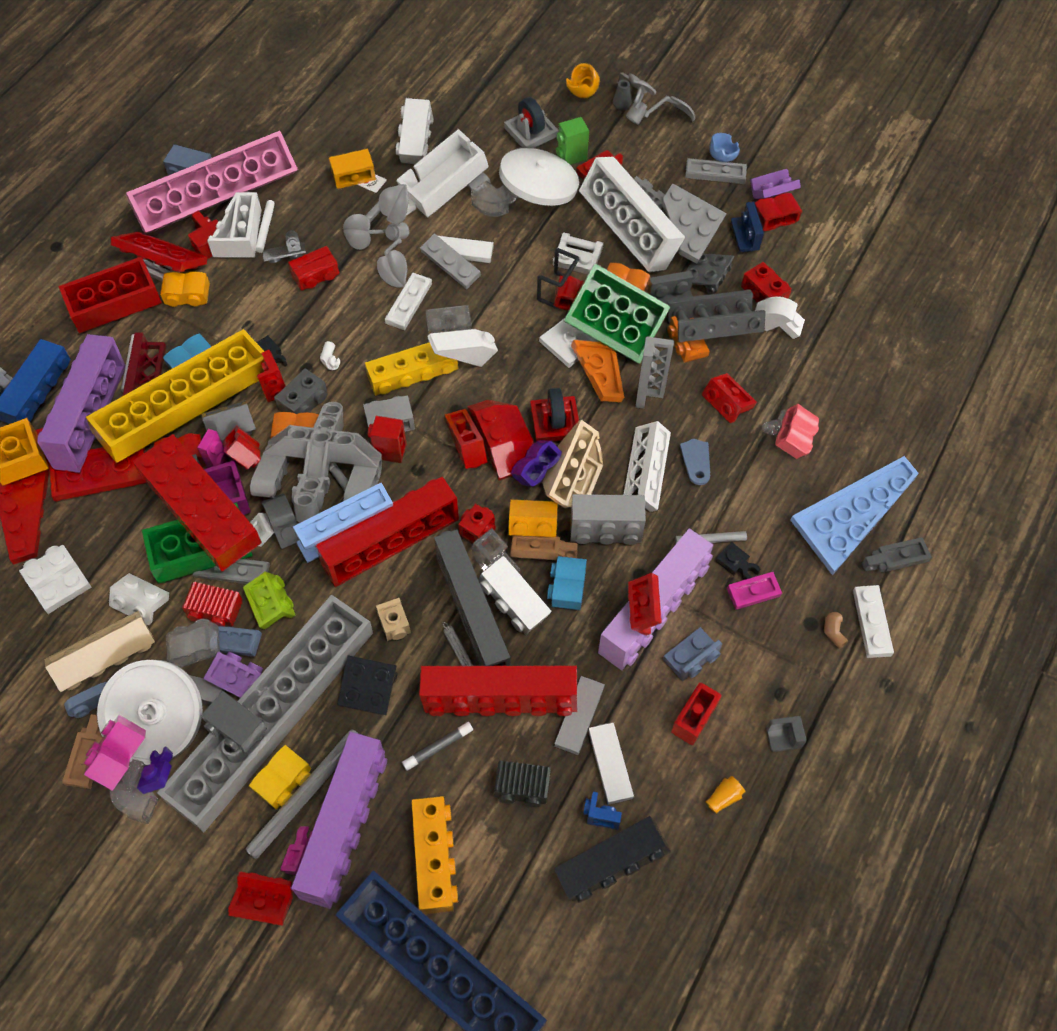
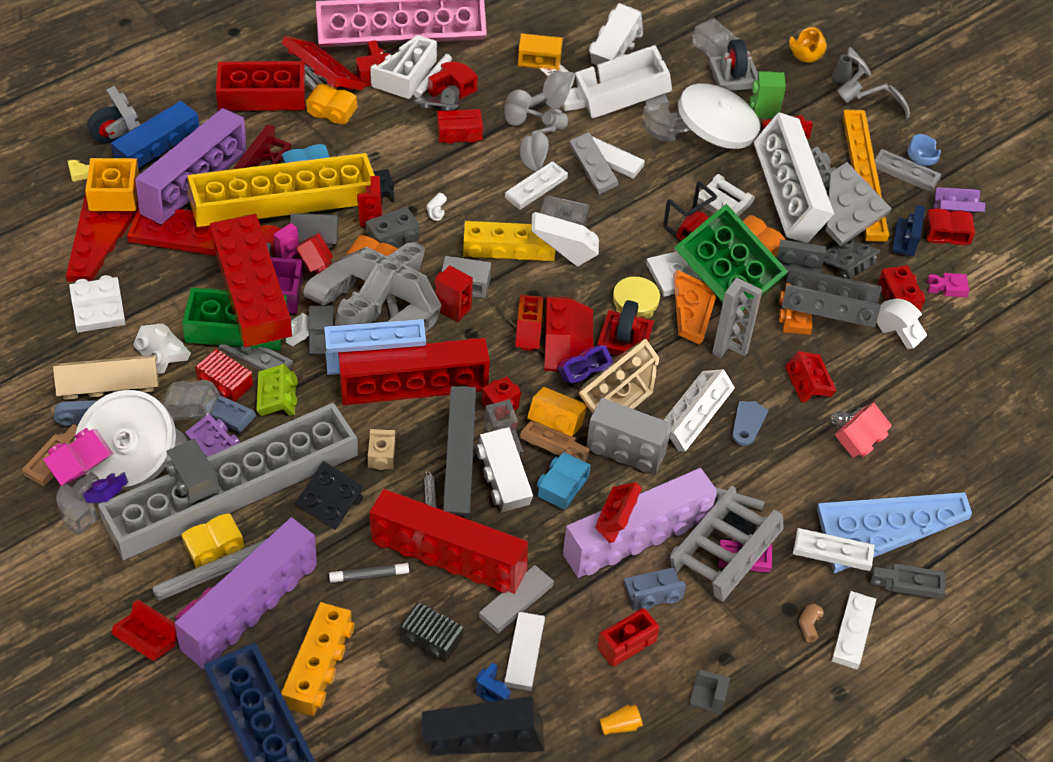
camera: 20 degrees right, 10 degrees down
(284, 220) = (453, 74): none -> red brick
(499, 103) = (712, 38): none -> clear brick
(547, 374) = (638, 290): none -> light yellow tile
(677, 174) = (864, 164): none -> light orange plate
(754, 602) = (739, 562): none -> light grey fence
(801, 264) = (952, 284): none -> dark pink plate
(826, 555) = (833, 549): none -> white tile

